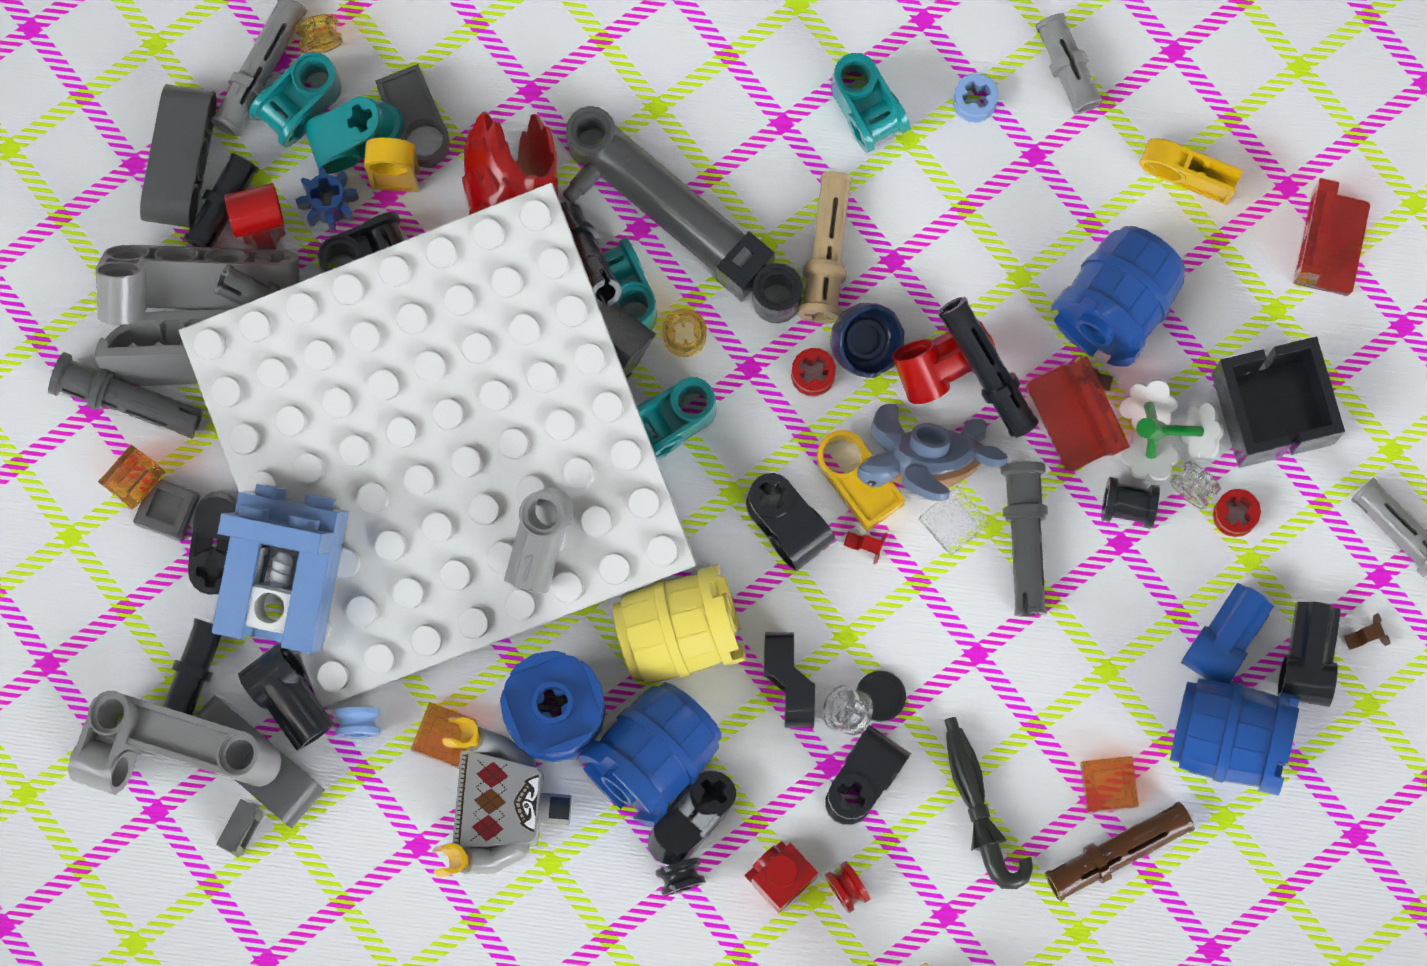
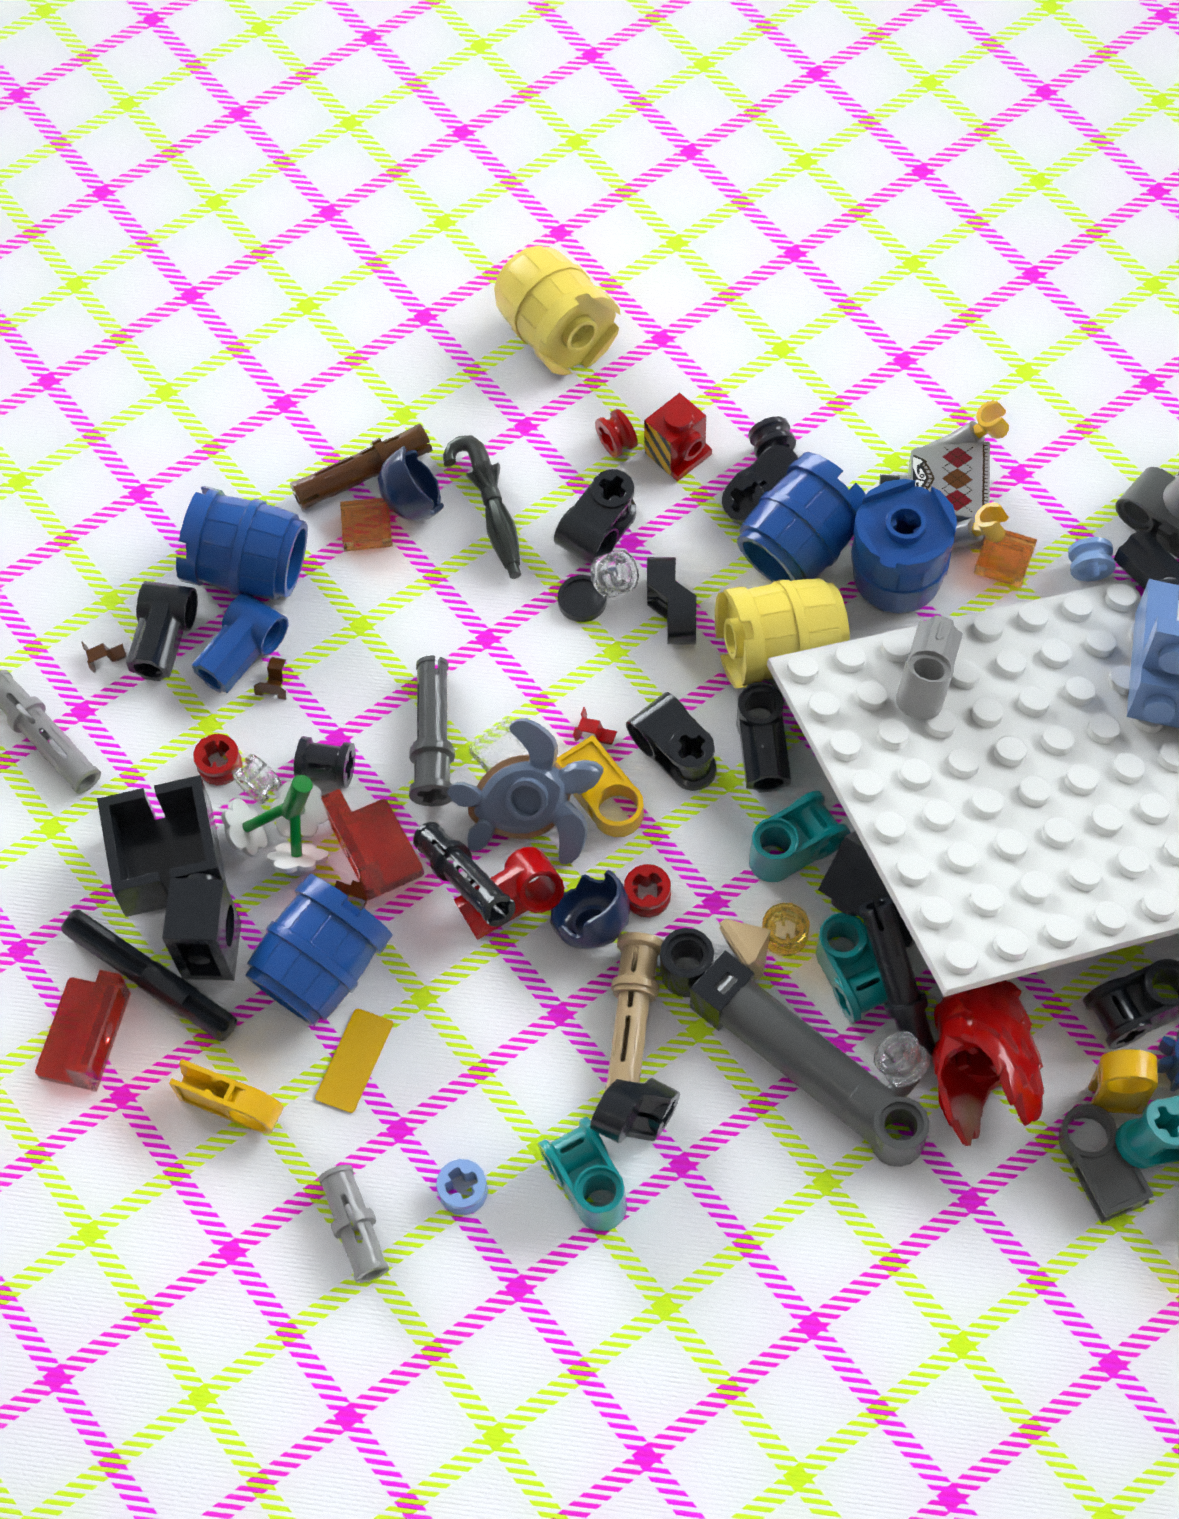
camera: 175 degrees left, 15 degrees down
(600, 190) = (901, 1059): none -> clear bush
(701, 513) = (763, 739): none -> black piece
(723, 307) = (747, 943): none -> tan slope
(824, 147) = (634, 1110): none -> black piece
(1064, 813) = (409, 486): none -> dark blue hair
(1079, 218) = (354, 1060): none -> yellow sticker
(1189, 607) = (274, 680): none -> reddish brown piece
(1229, 312) = (202, 928): none -> black brick
(1277, 292) = (149, 975): none -> black axle

